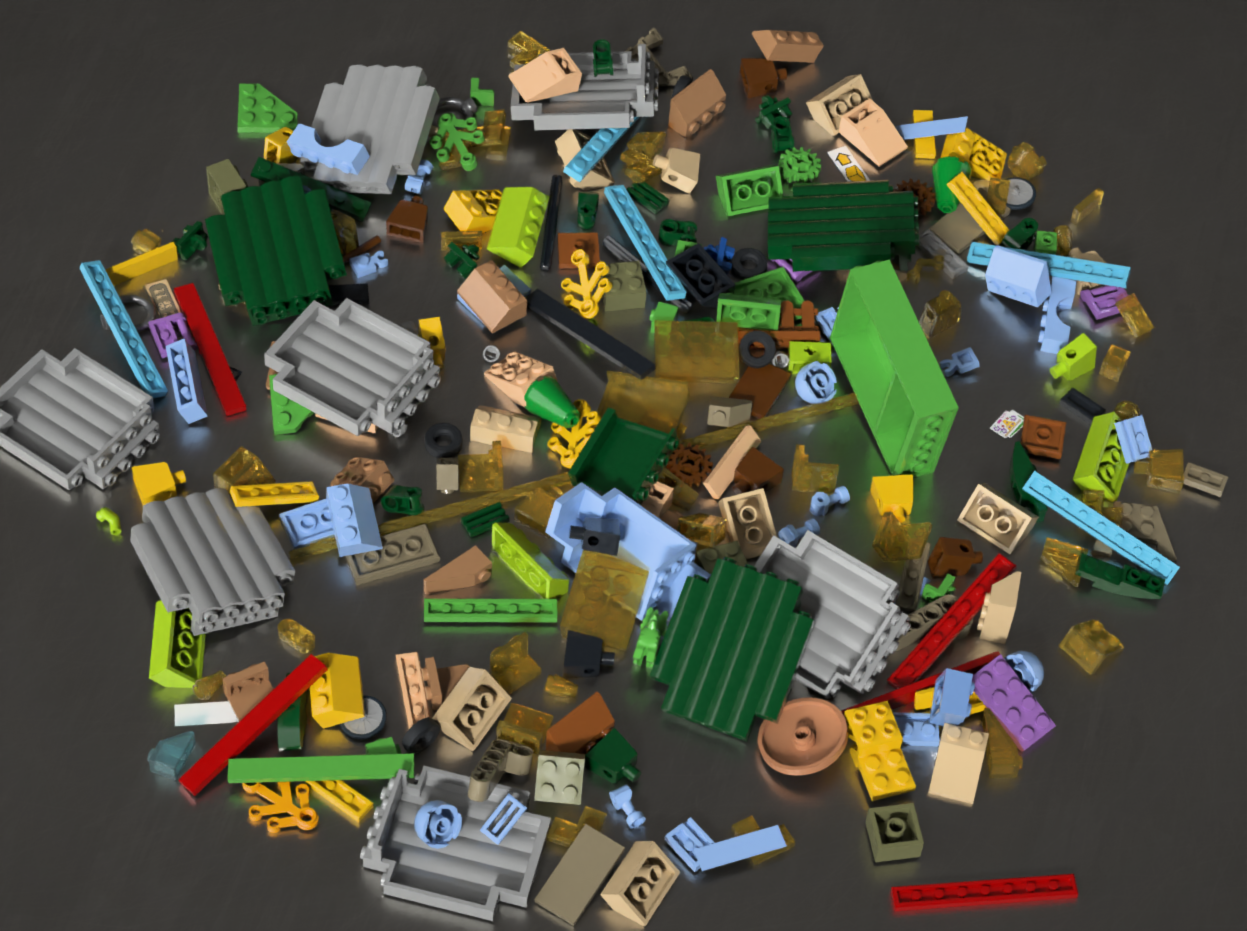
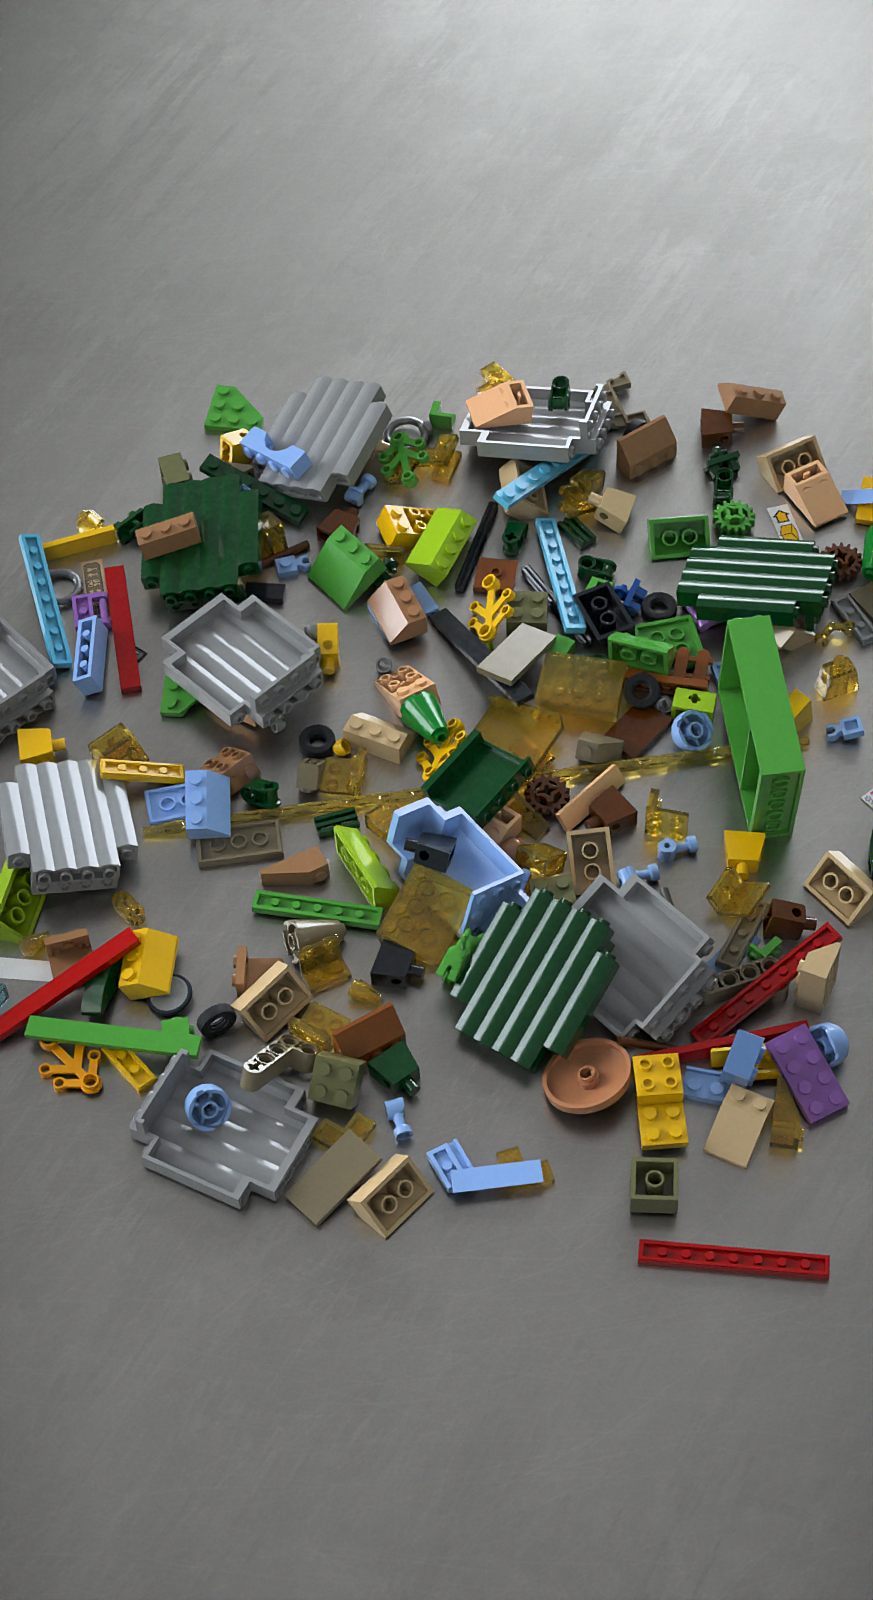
camera: 20 degrees right, 0 degrees up
(243, 246) = (168, 536): none -> medium nougat slope
(412, 687) = (223, 969): light nougat tile -> none
(427, 259) = (345, 568): none -> bright green slope
(470, 444) = (341, 747): none -> yellow hinge
(486, 636) = (308, 932): none -> dark tan cone
(498, 840) = (286, 1099): light blue tile -> none
(626, 327) = (516, 654): none -> tile
(849, 697) = (643, 1044): none -> reddish brown bar

